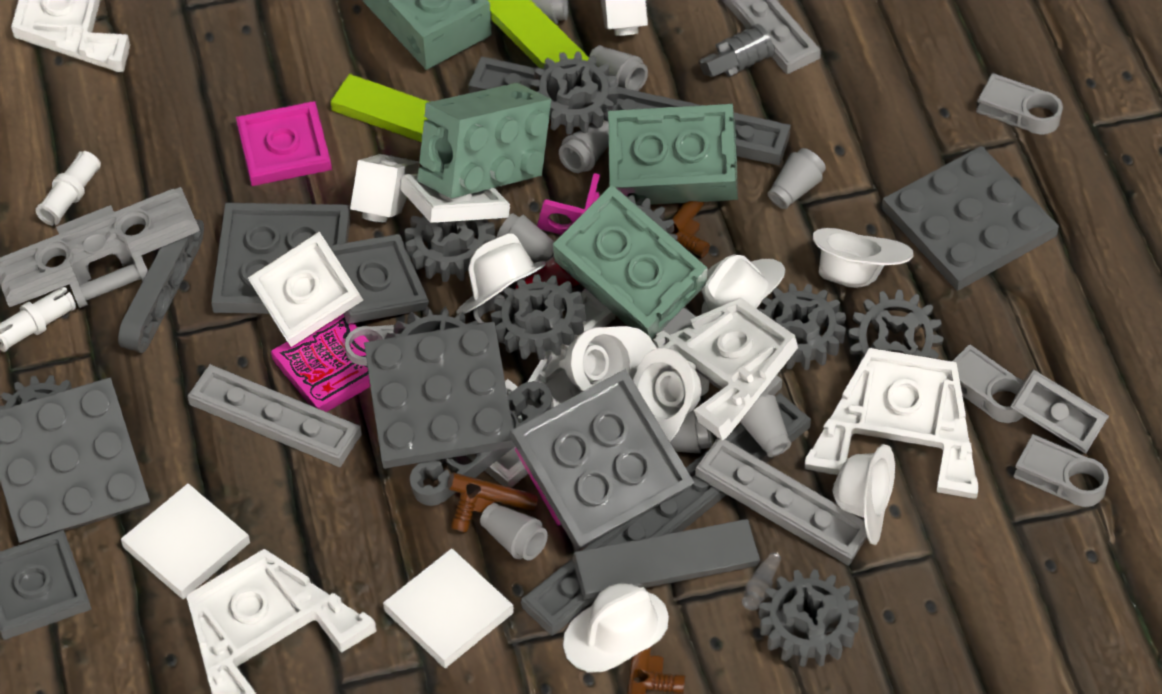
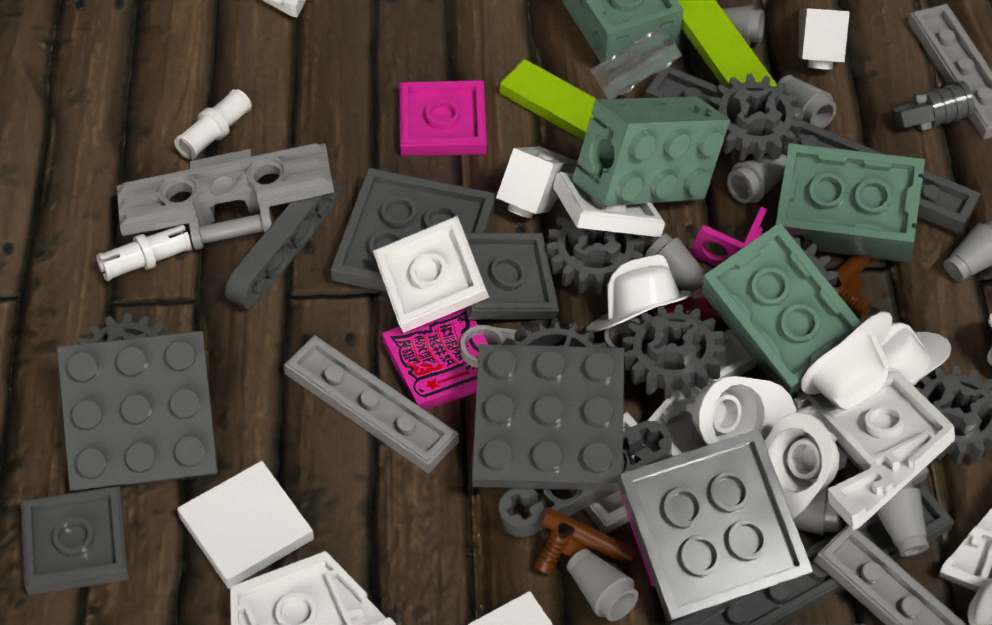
camera: 10 degrees right, 0 degrees up
(454, 60) = (636, 62): none -> clear plate
(699, 300) = (853, 368): none -> white piece

